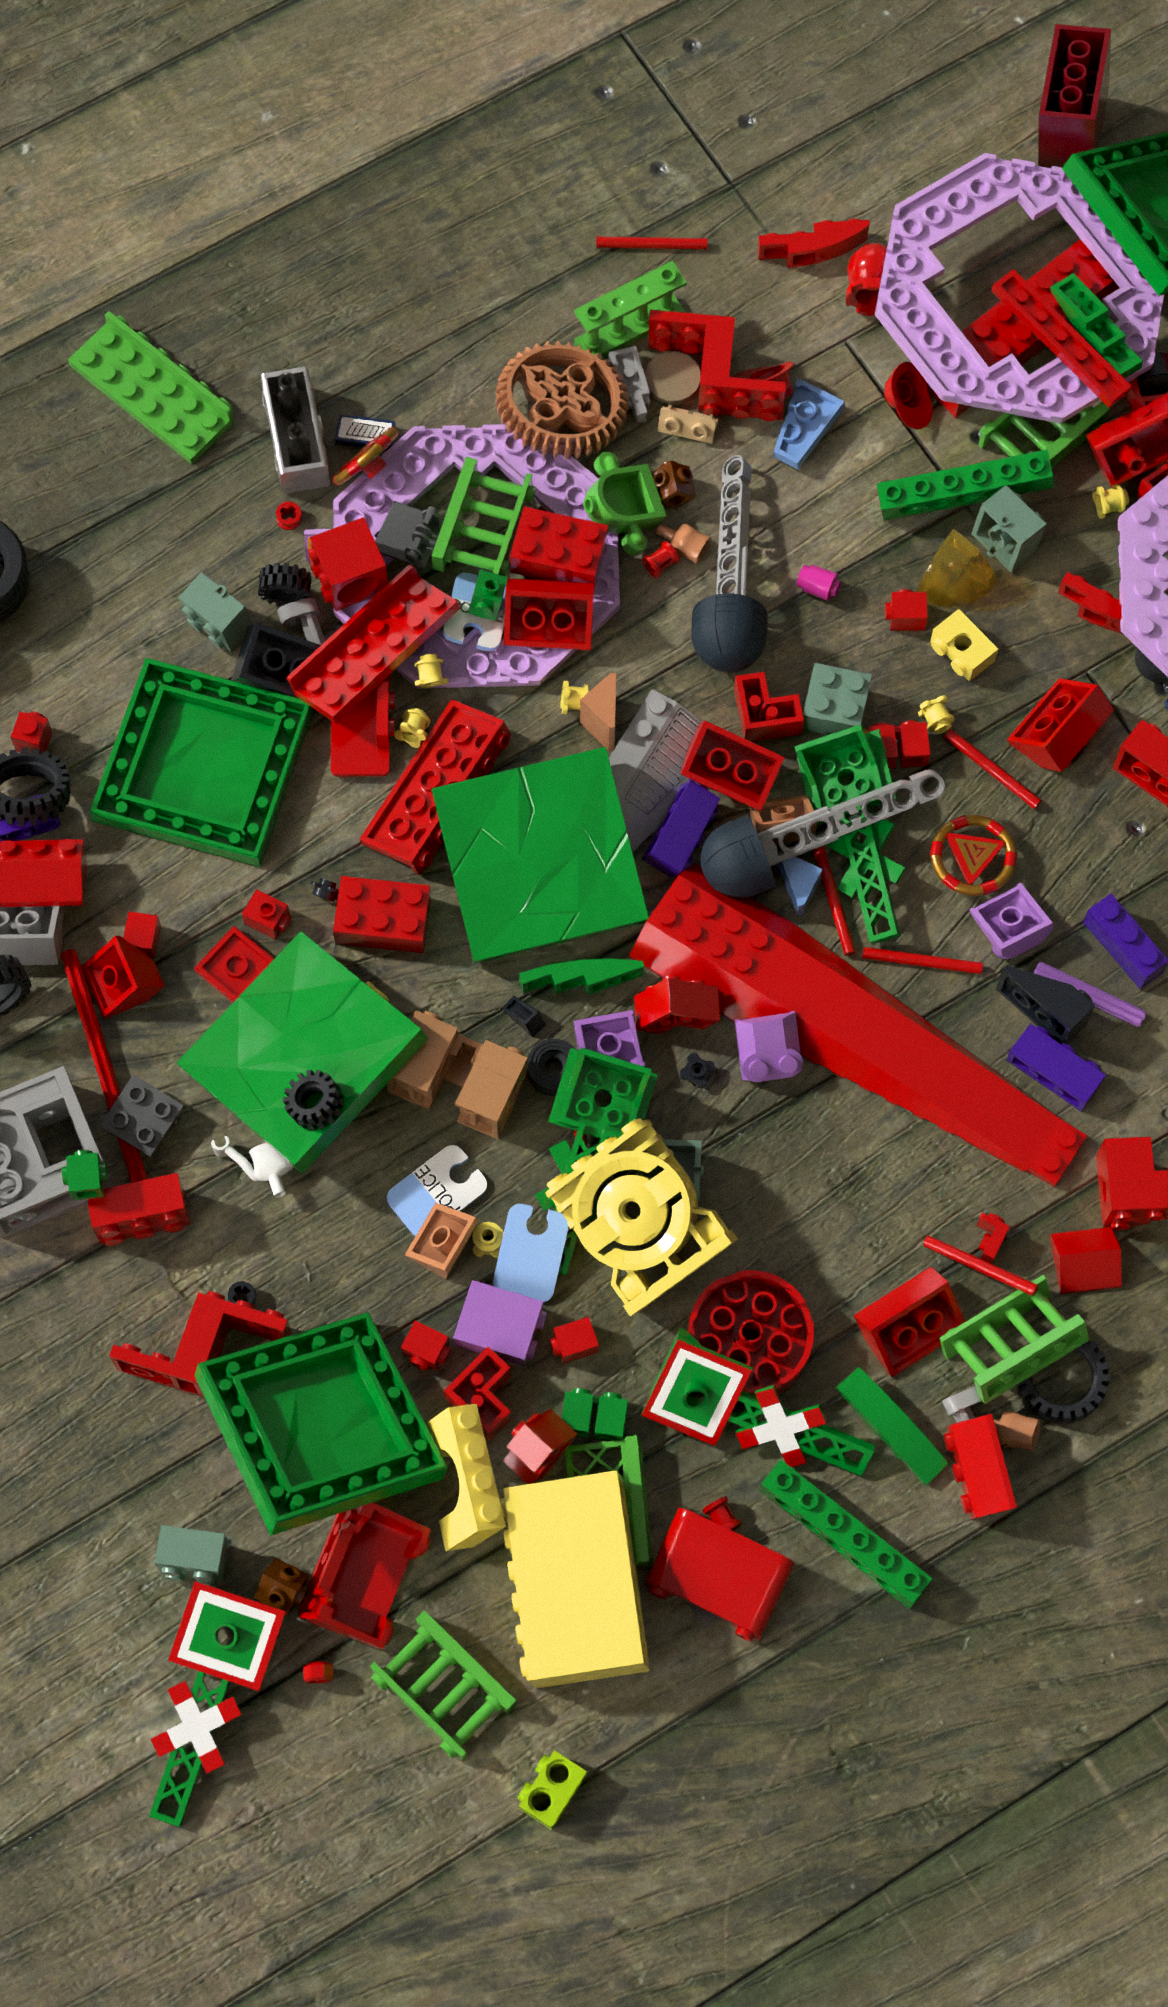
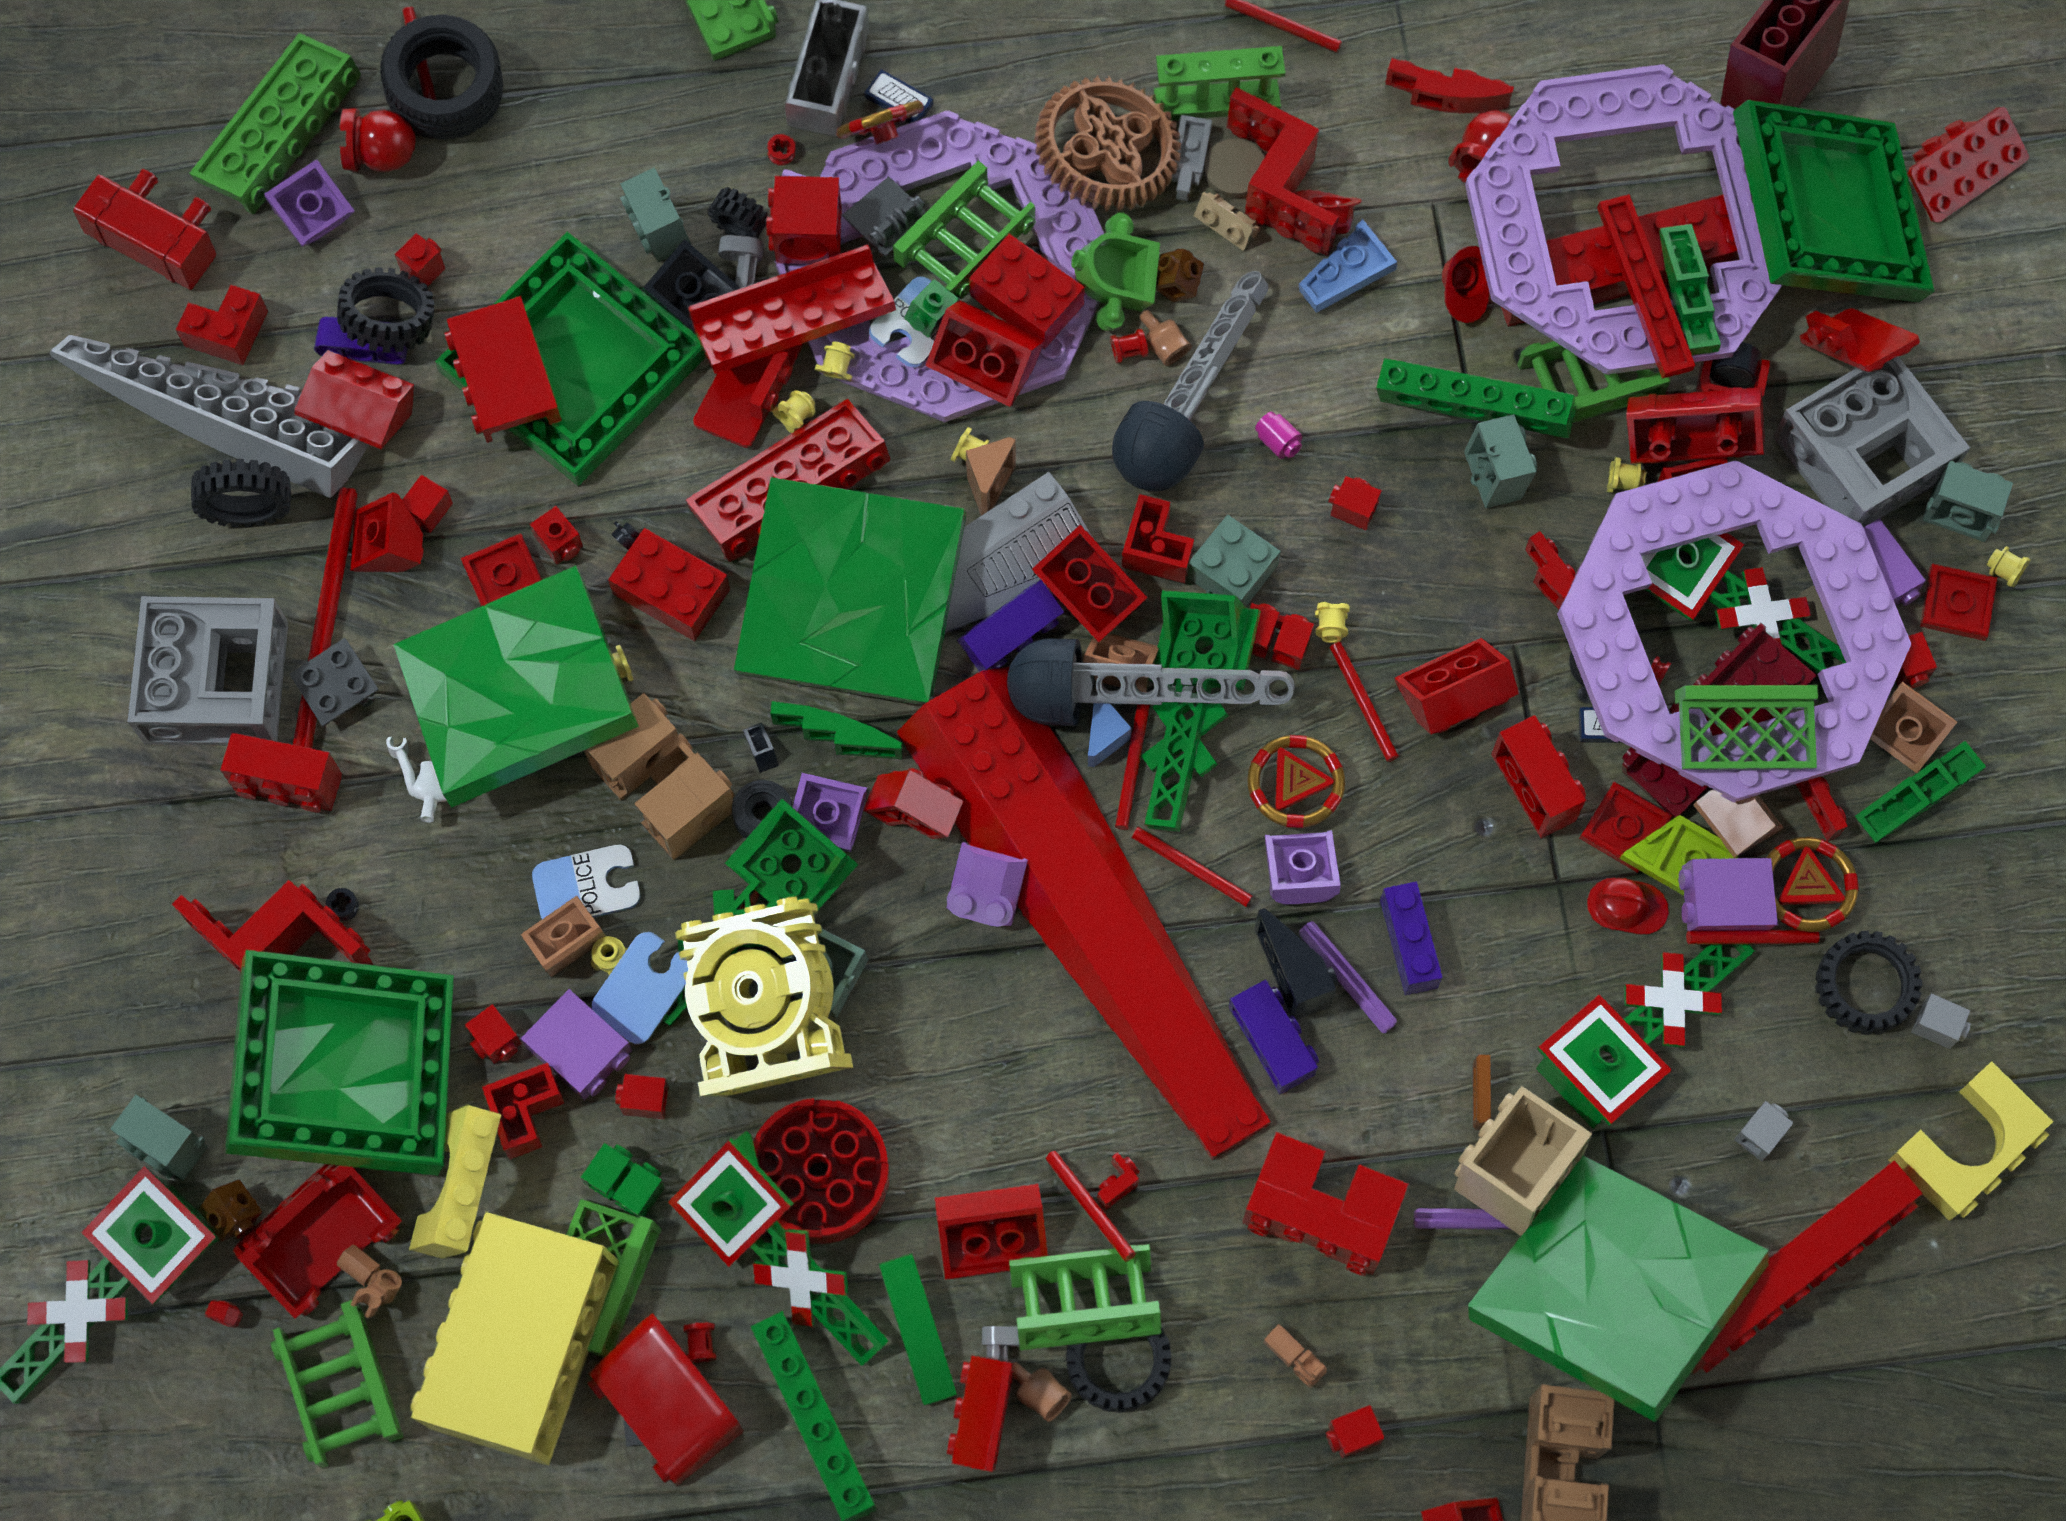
camera: 25 degrees right, 0 degrees up
(85, 1175) = (235, 714): green brick -> none
(153, 794) = (501, 367): none -> red panel
(303, 1089) = (483, 725): black tyre -> none
(439, 1589) = (381, 1283): none -> nougat bar
(538, 1445) = (547, 1184): red brick -> none
(689, 1074) = (902, 887): black plate -> none
(957, 573) = (1423, 485): clear yellow brick -> none
(961, 631) = (1397, 545): light yellow brick -> none
(1087, 1260) = (1205, 1250): red slope -> none

